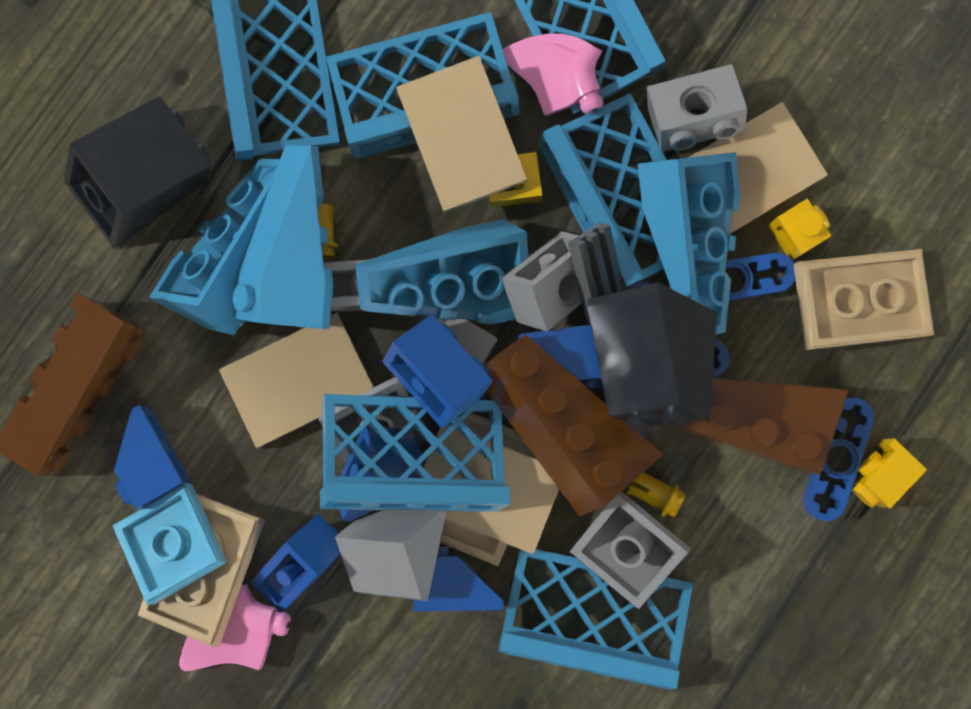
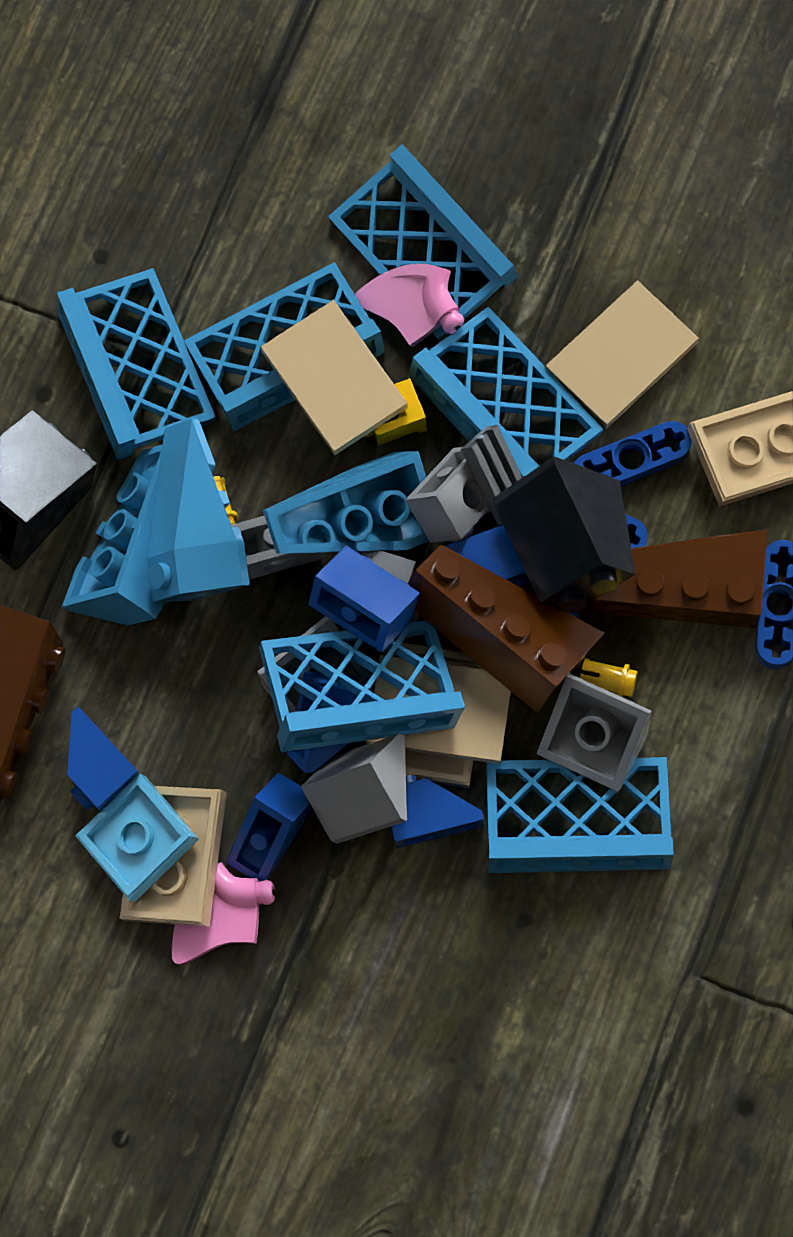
camera: 10 degrees left, 10 degrees down
(286, 381) = (219, 654): tan tile -> none
(690, 221) = (574, 404): dark azure wedge -> none
(712, 91) = (534, 303): light grey brick -> none
(800, 229) = (684, 393): yellow brick -> none

